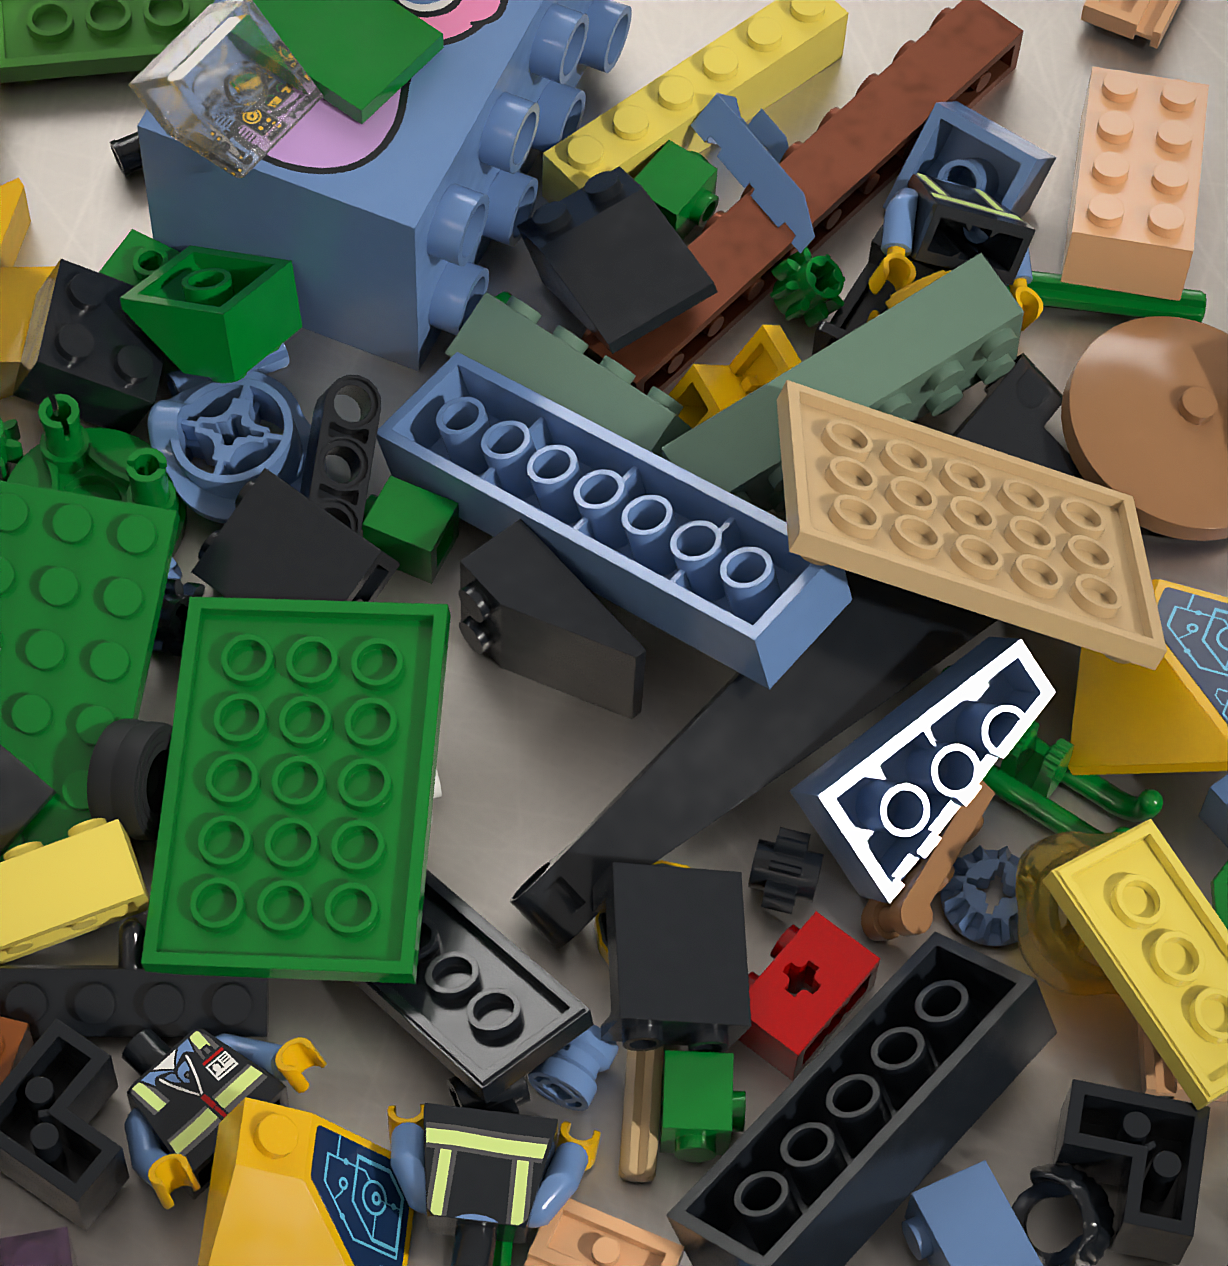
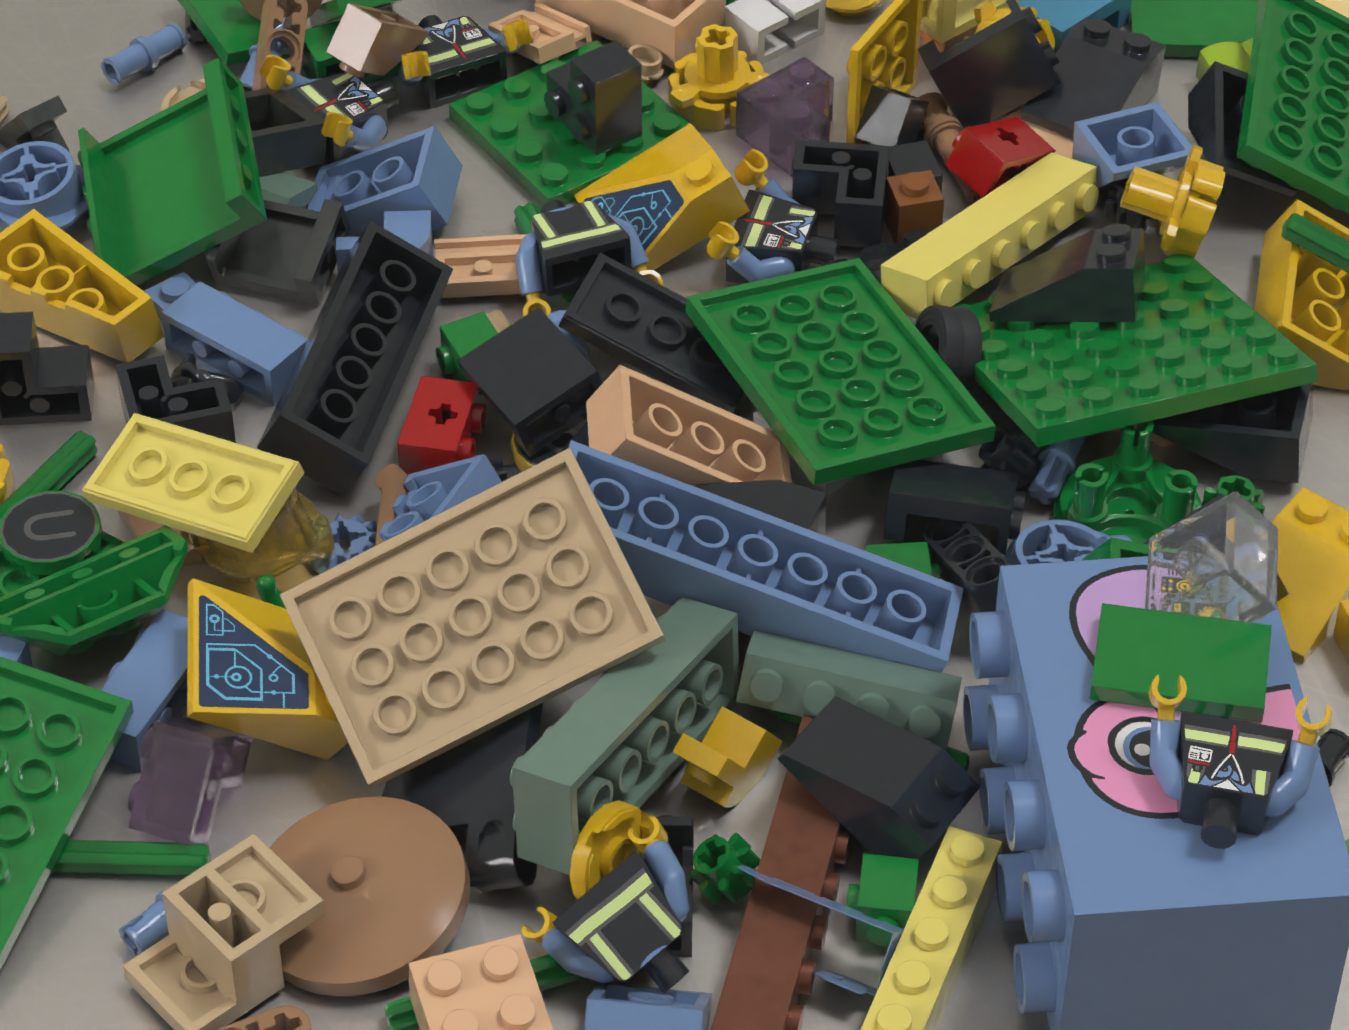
camera: 155 degrees right, 15 degrees down
(572, 713) = (680, 433): none -> light nougat brick

